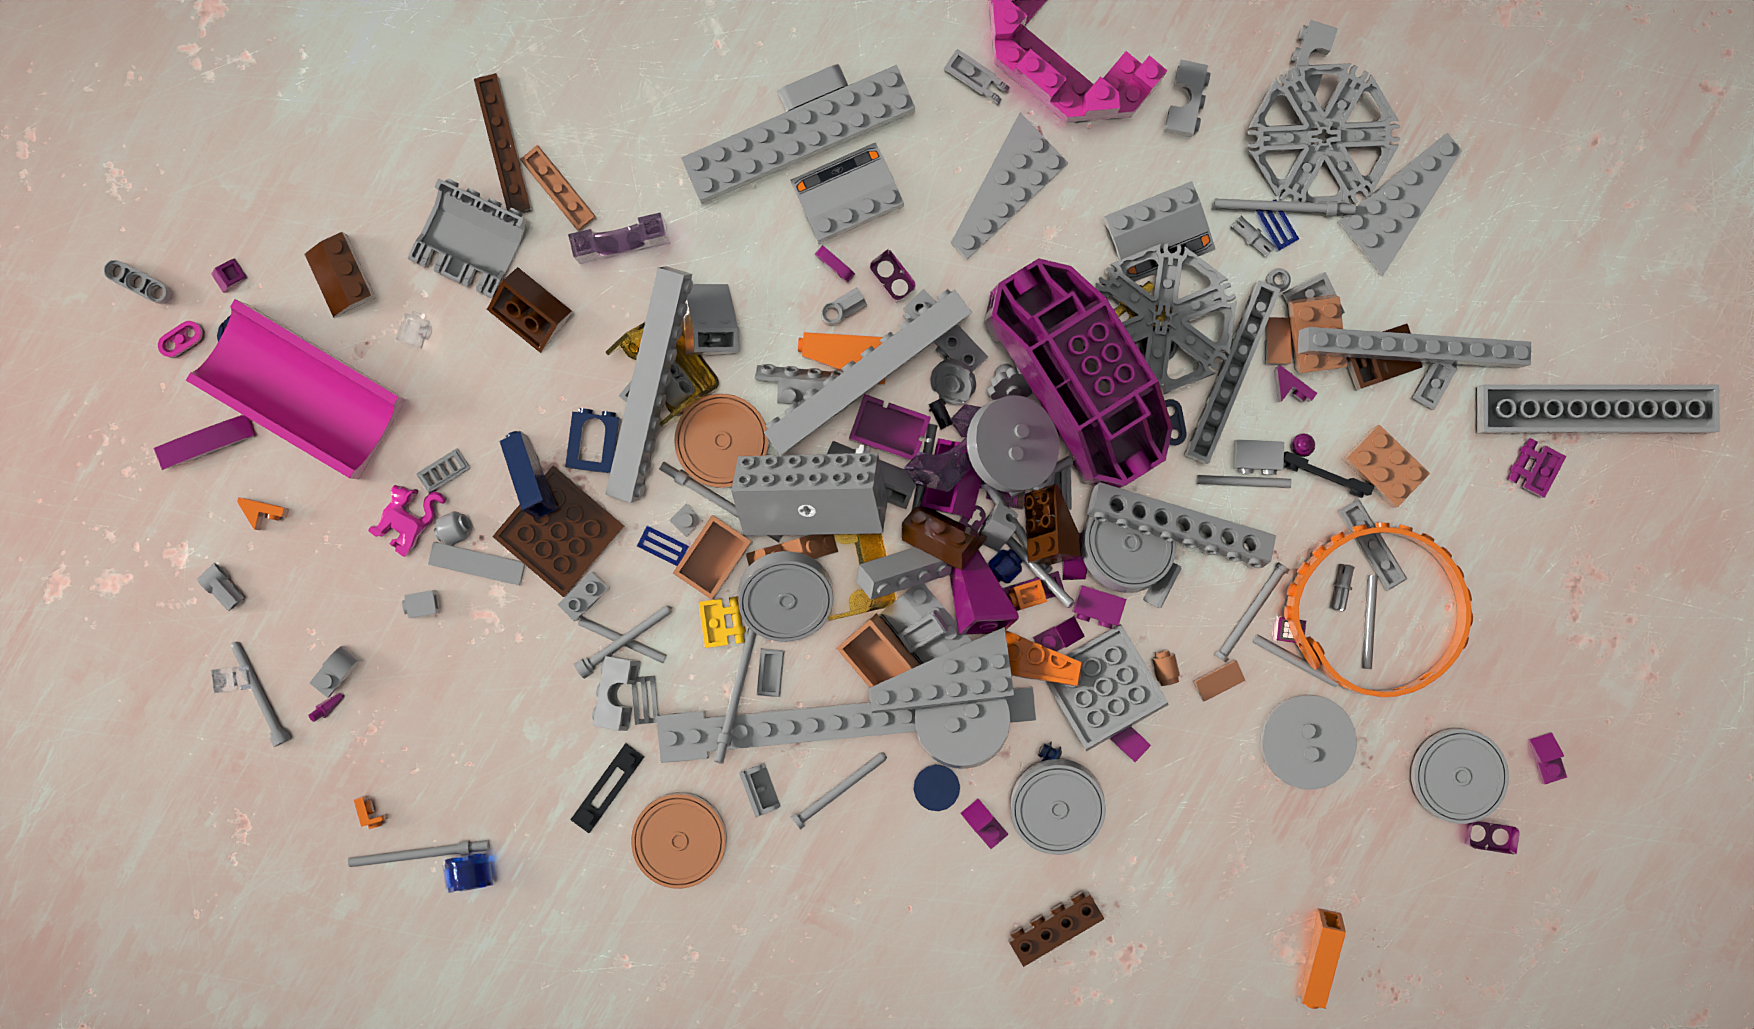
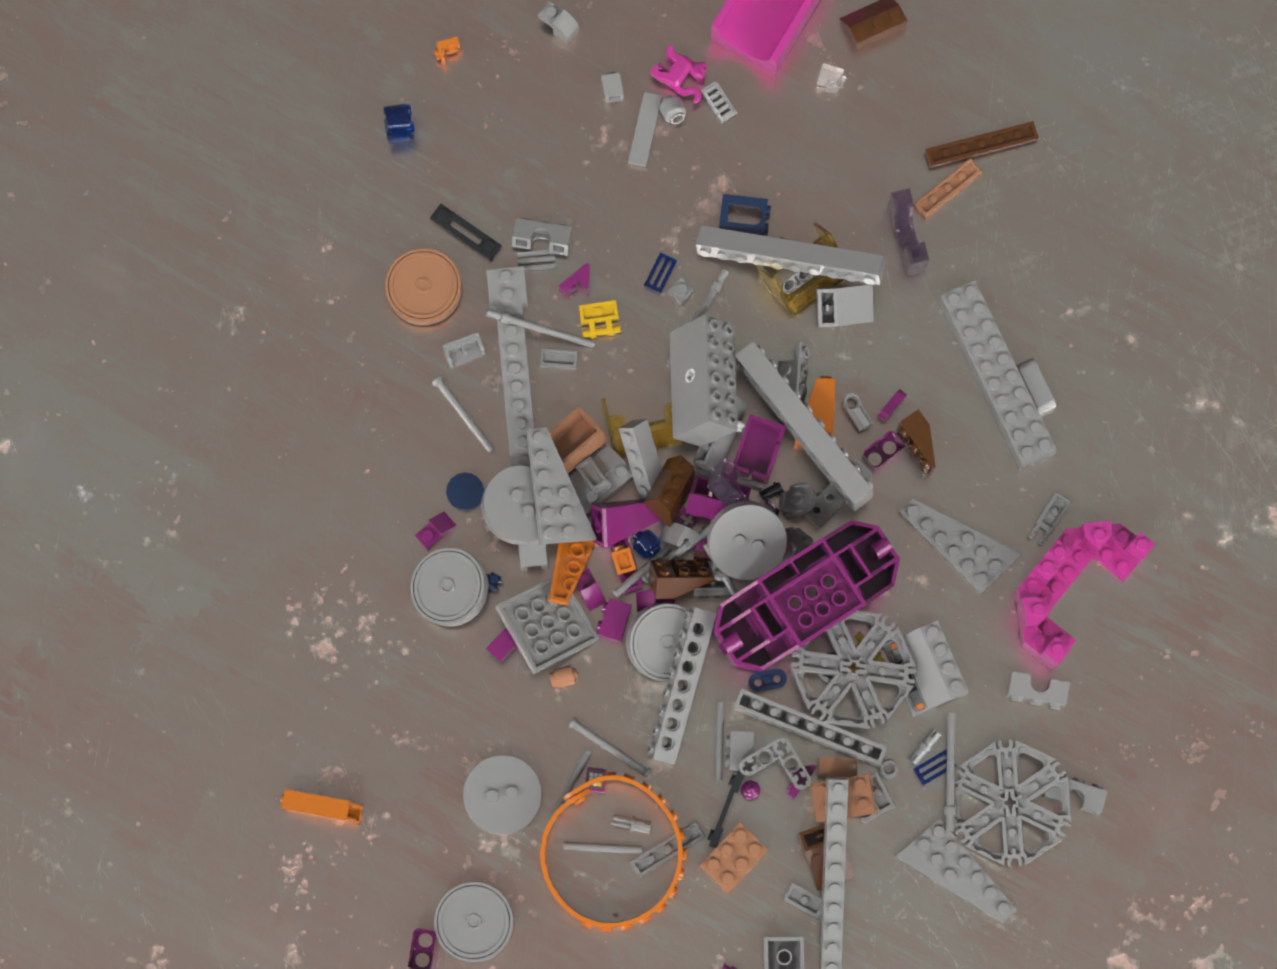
camera: 85 degrees right, 10 degrees down
(325, 708) = (529, 16): magenta bar -> none
(462, 848) = (418, 120): light grey bar -> none
(470, 236) = (904, 120): light grey hinge -> none
(527, 476) = (714, 164): dark blue slope -> none
(528, 309) = (849, 166): reddish brown slope -> none
(563, 542) = (671, 191): reddish brown plate -> none
(584, 596) = (619, 211): light grey brick -> none
(586, 665) = (563, 214): light grey piece -> none
(612, 635) = (585, 241): light grey bar -> none
(668, 643) = (580, 277): none -> magenta slope
(712, 557) = (651, 309): nougat piece -> none
(715, 434) = (752, 310): nougat brick -> none
(785, 596) = (620, 365): light grey brick -> none
(812, 546) = (655, 371): nougat arch -> none
(847, 193) = (951, 413): light grey piece -> none
(877, 232) = (917, 436): none -> reddish brown slope
(1056, 928) = (349, 588): reddish brown brick -> none
(1159, 591) = (631, 673): light grey slope -> none
(1219, 680) = (553, 721): nougat slope -> none
(1268, 414) = (776, 755): none -> light grey beam

